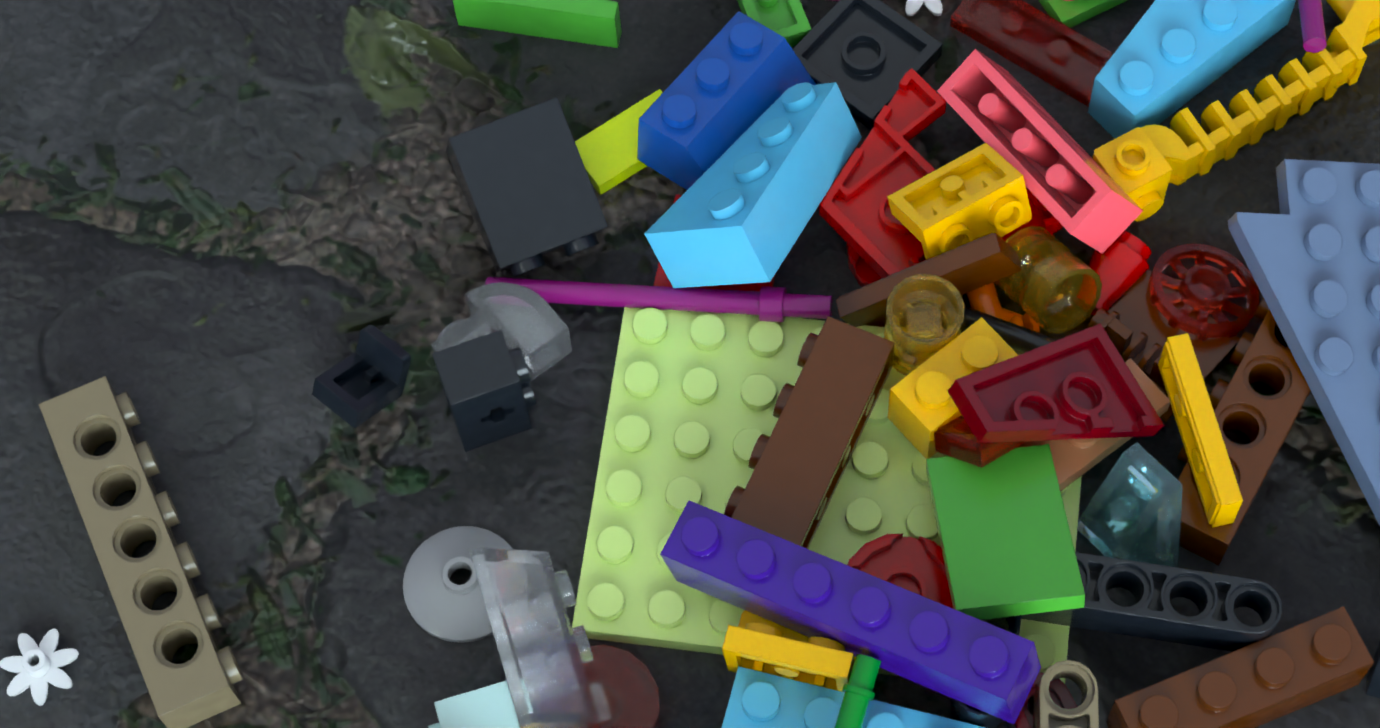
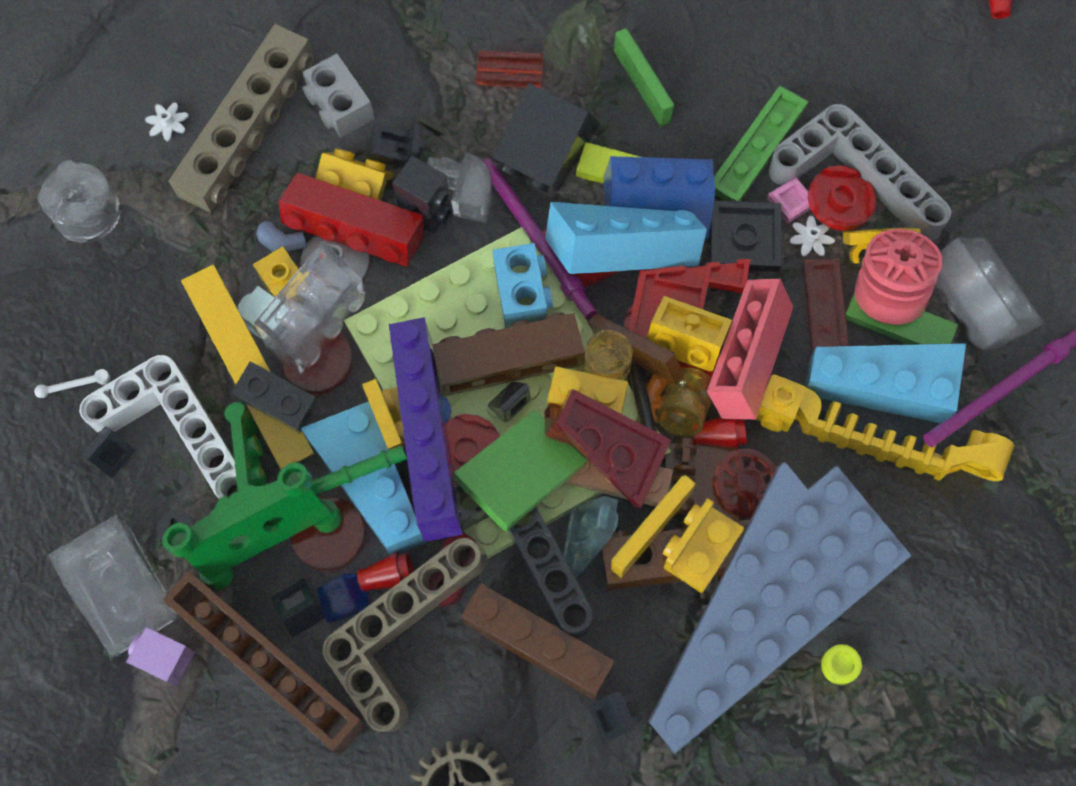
camera: 50 degrees right, 5 degrees up
(225, 389) = (341, 94): none -> light grey brick
(366, 157) = (510, 64): none -> clear red tile
(366, 473) = (360, 177): none -> yellow bracket
(372, 637) = (274, 239): none -> sand blue arm
(431, 512) = (351, 219): none -> red brick
(439, 665) = (275, 270): none -> yellow brick
(714, 371) = (514, 285): none -> medium azure brick
(874, 487) = (510, 400): none -> black slope
(1266, 393) = (702, 547): none -> yellow bracket

